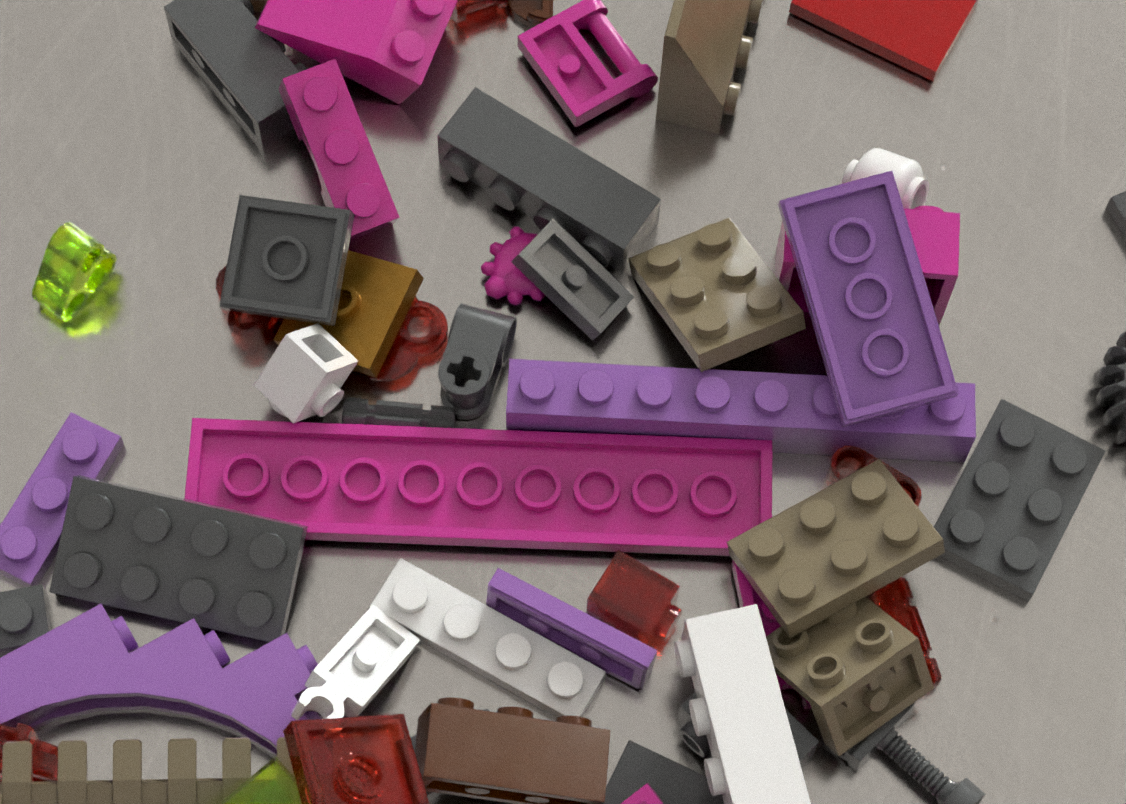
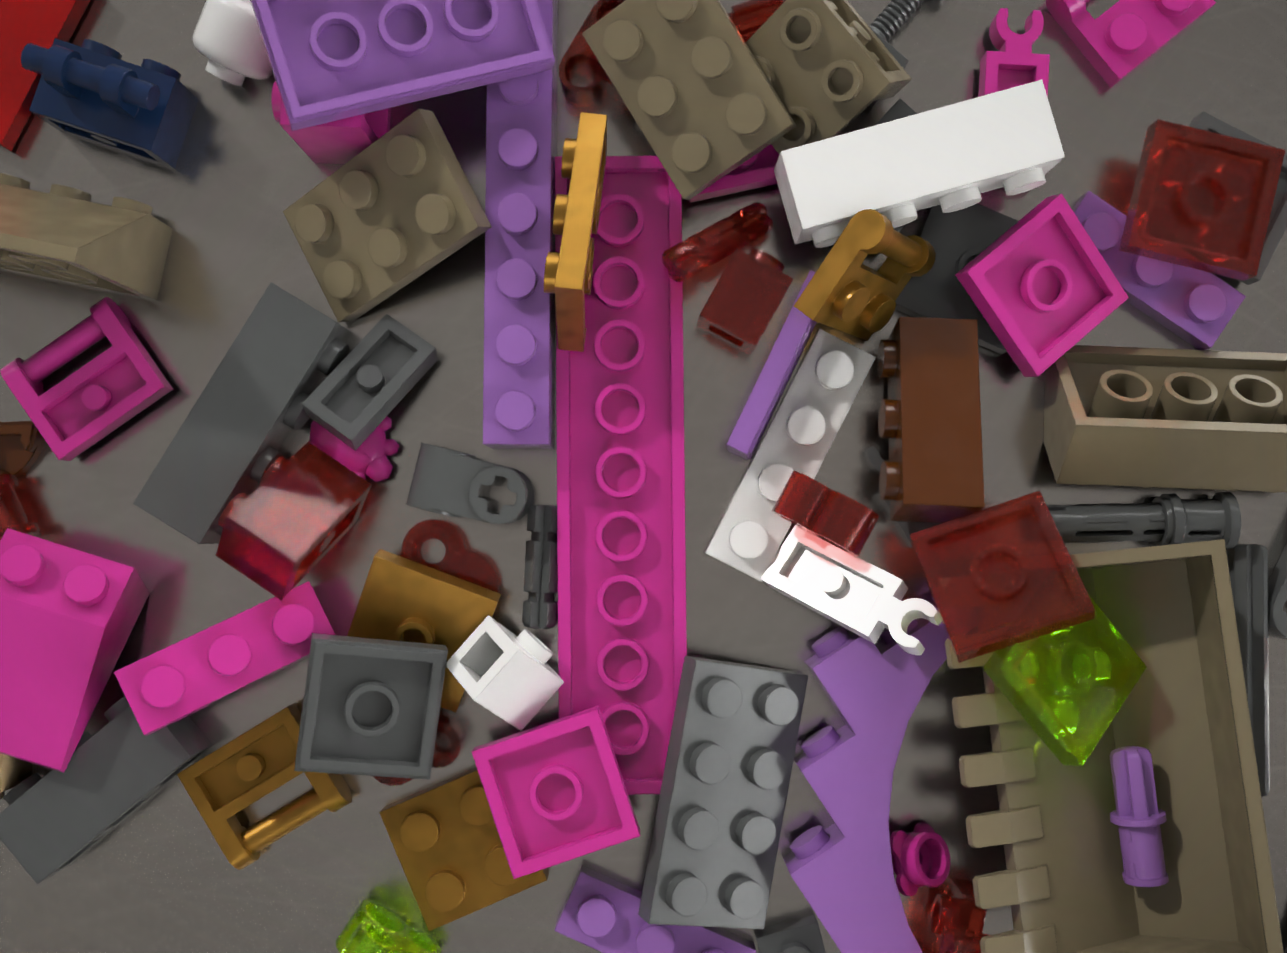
camera: 90 degrees left, 20 degrees up
(108, 719) = (919, 859): none -> dark pink plate
(156, 344) = (452, 850): none -> pearl gold plate
(197, 409) = (556, 792): none -> dark pink plate
(236, 168) = (247, 772): none -> pearl gold plate
(426, 658) = (825, 513): none -> clear red piece
(454, 207) = (290, 519): none -> clear red brick
(630, 690) = (854, 295): none -> pearl gold plate
(677, 437) = (575, 218): none -> pearl gold wing
(686, 570) = (717, 242): none -> clear red axle
(825, 87) = (111, 100): none -> dark blue brick

